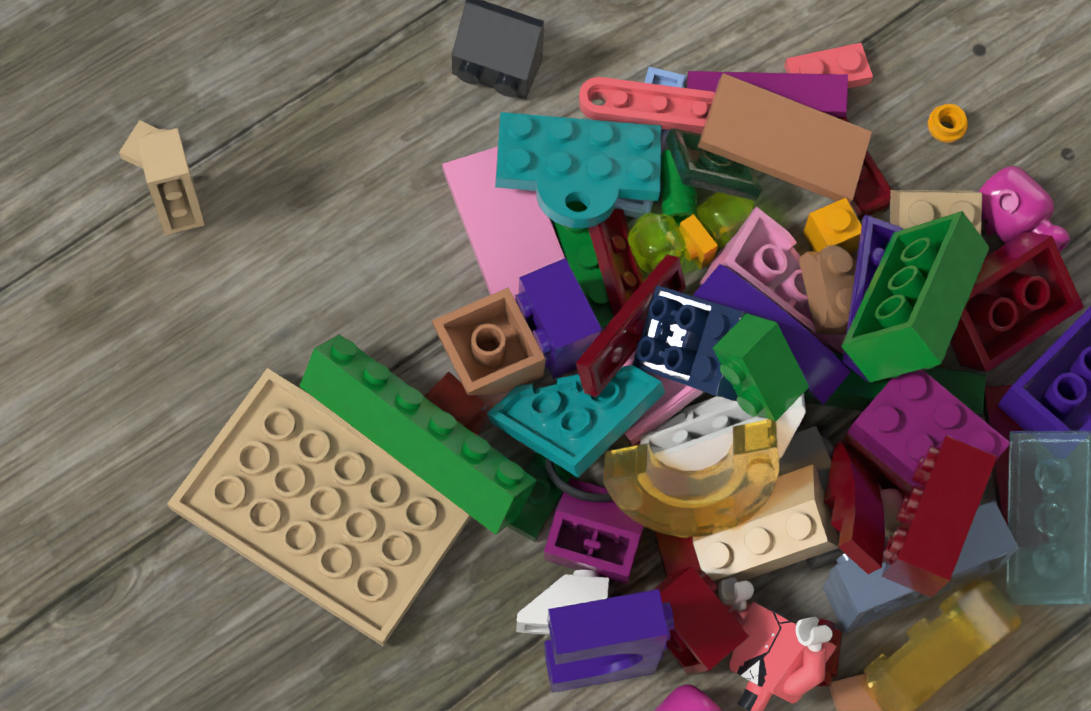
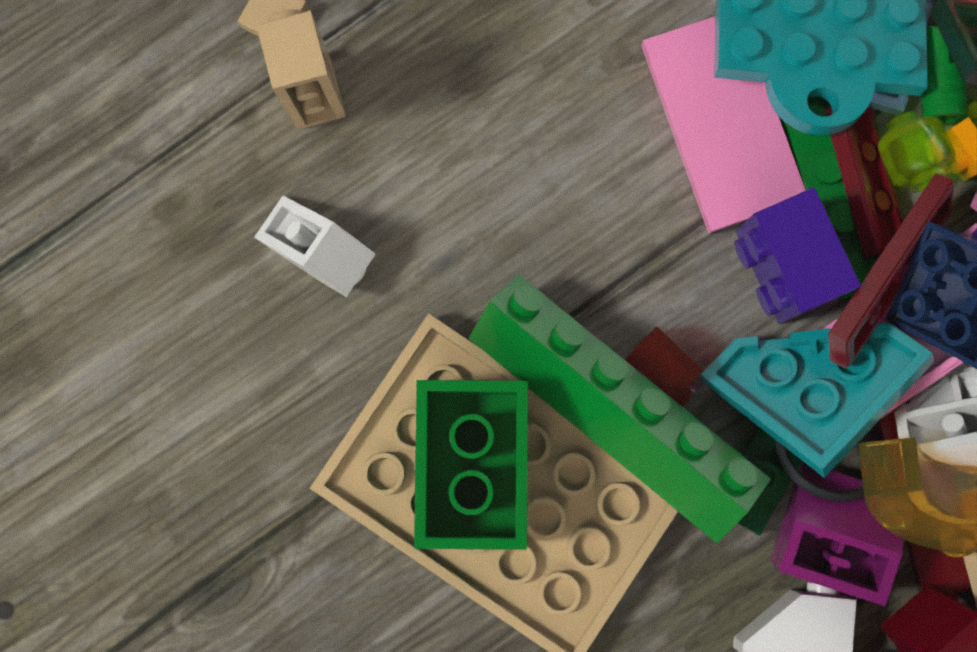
camera: 10 degrees right, 15 degrees up
(177, 318) = (315, 245): none -> white slope
(297, 472) = (471, 465): none -> green brick
(490, 345) = (709, 290): nougat slope -> none

